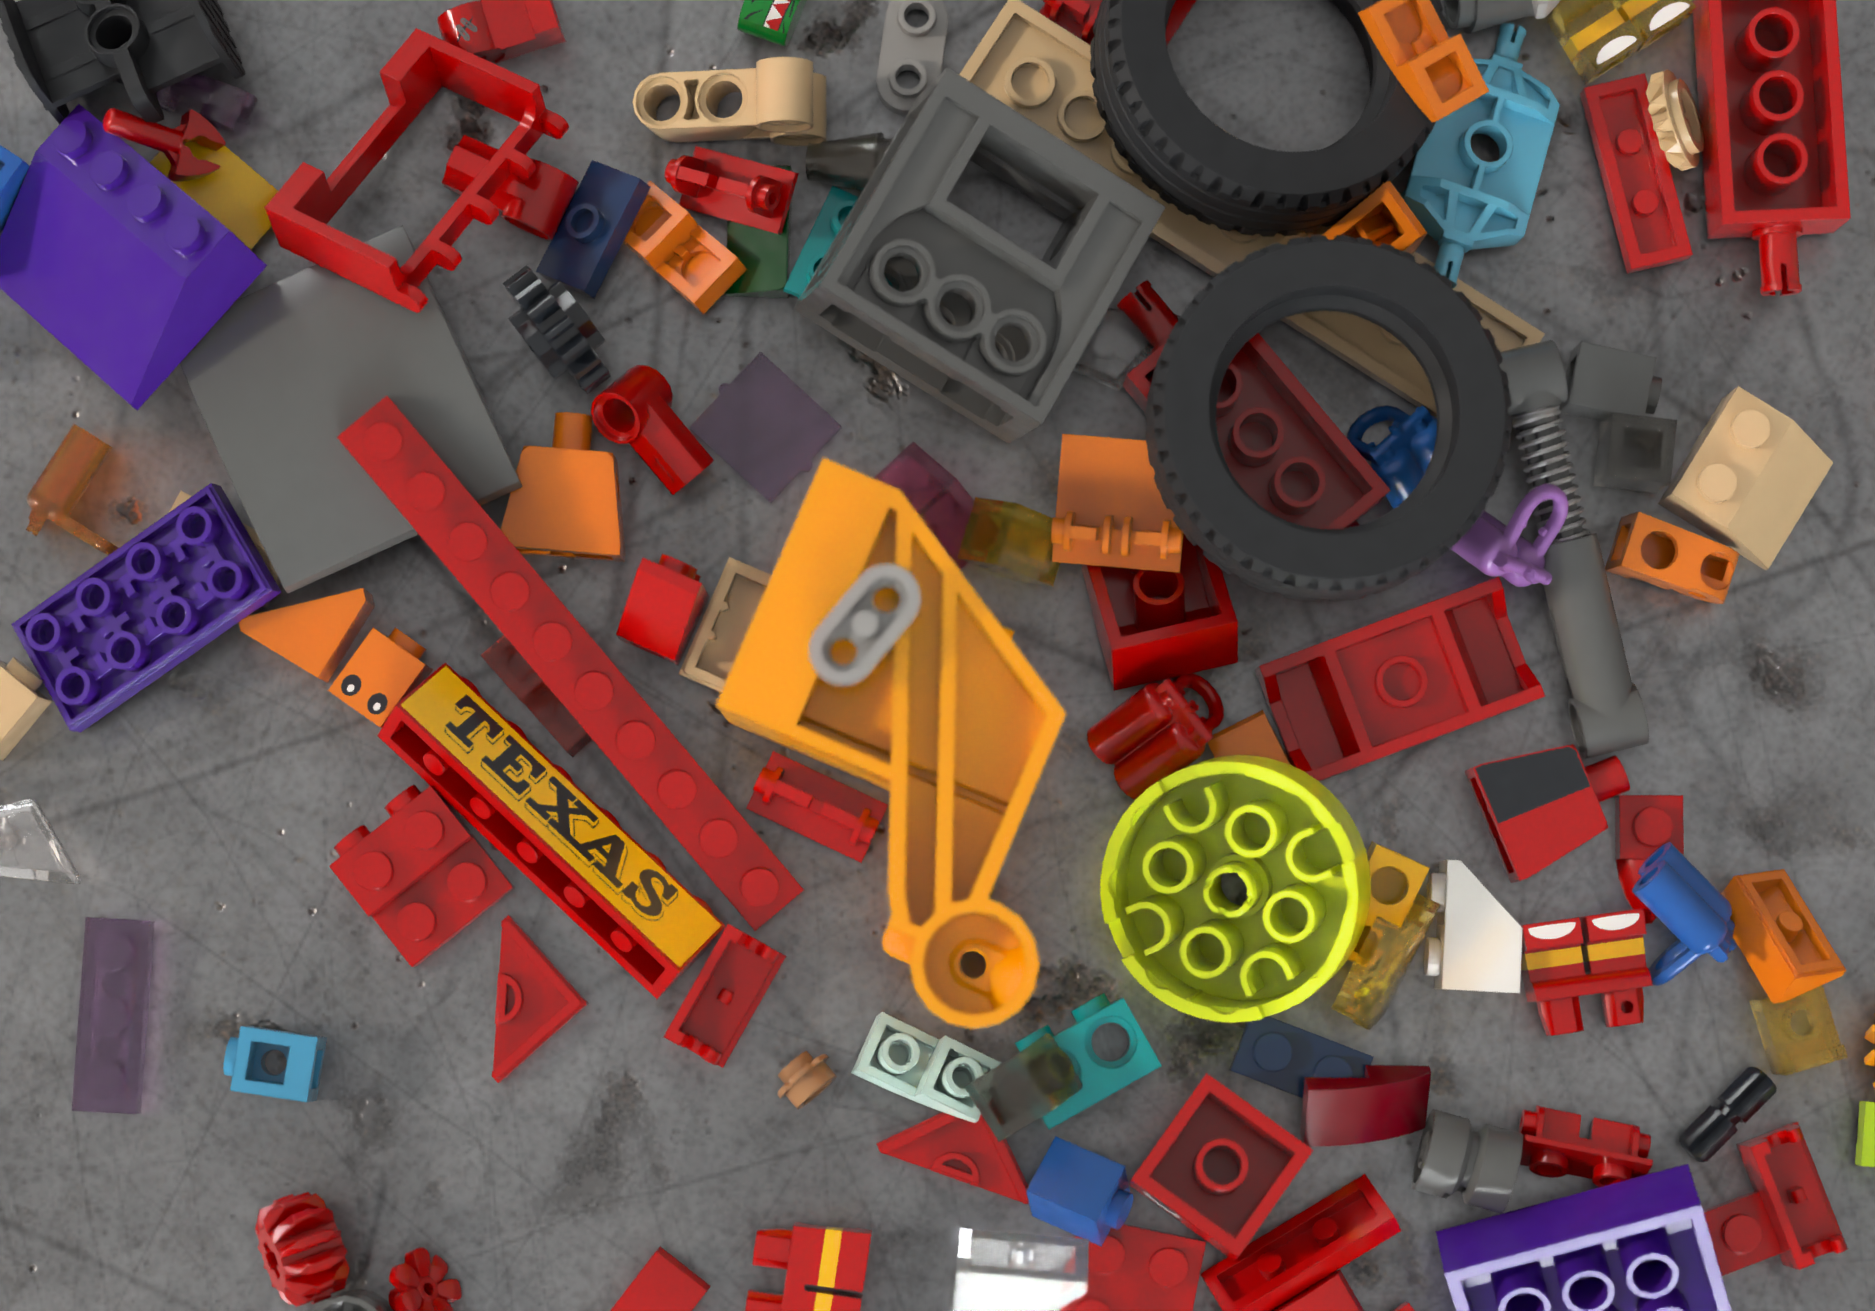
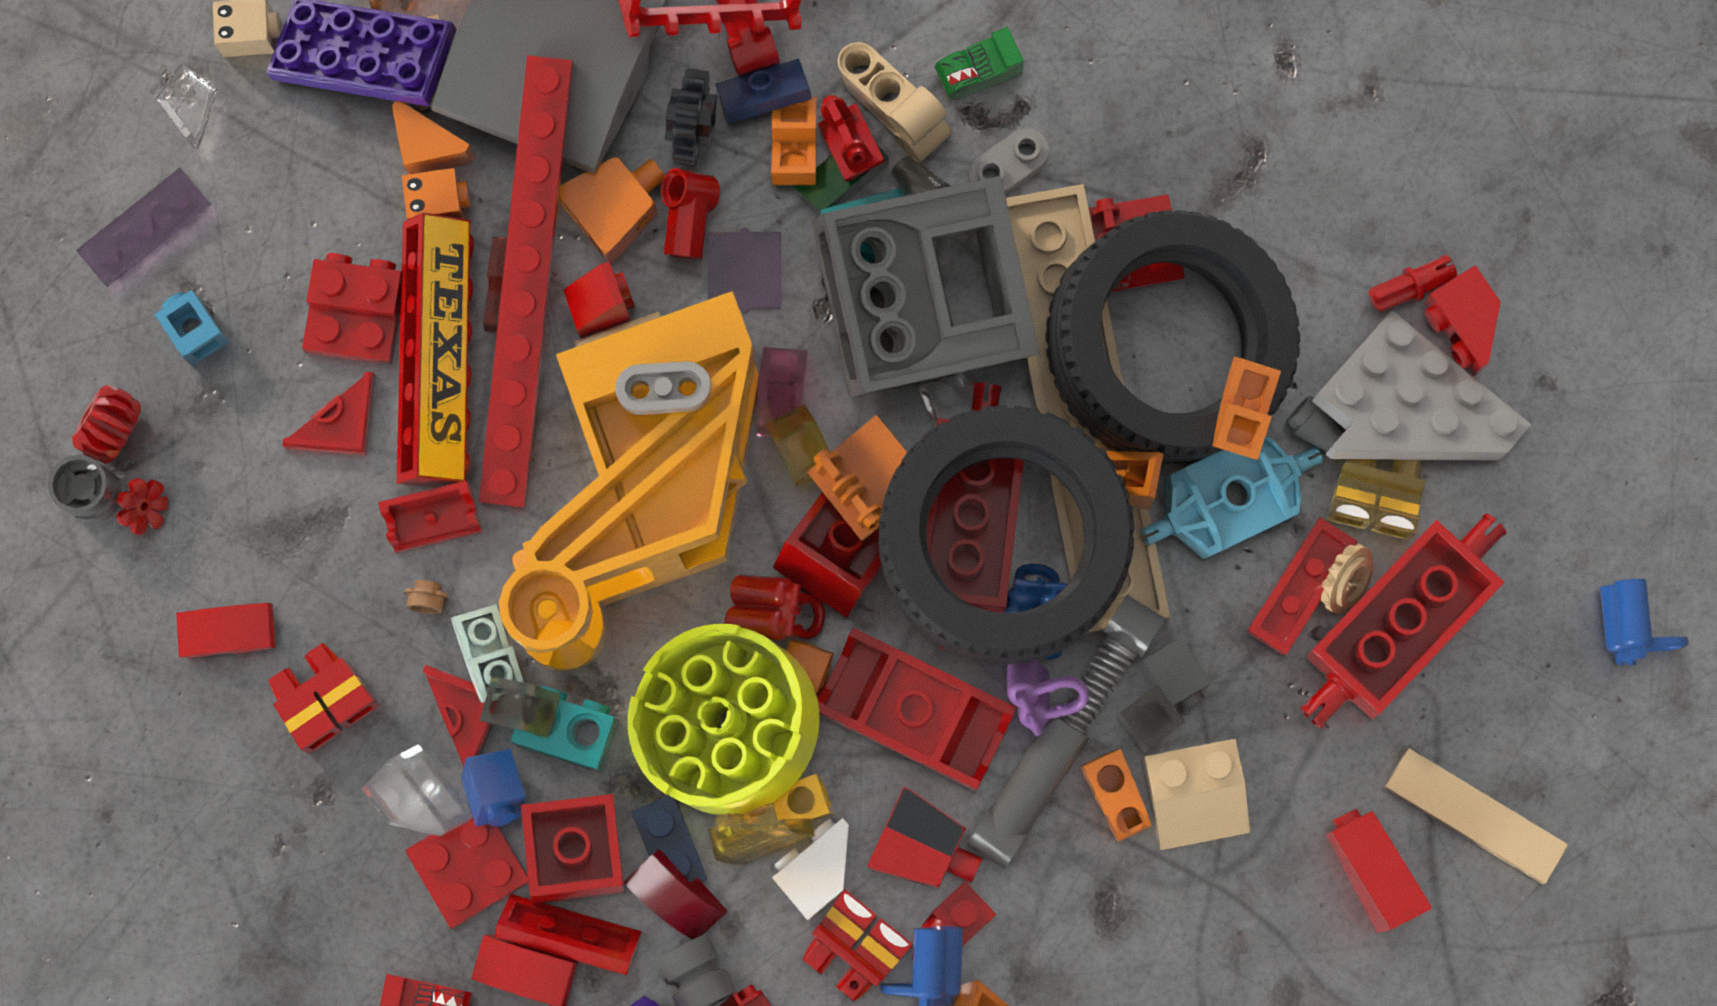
camera: 55 degrees right, 5 degrees down
(816, 806) = (567, 462): red hinge -> none

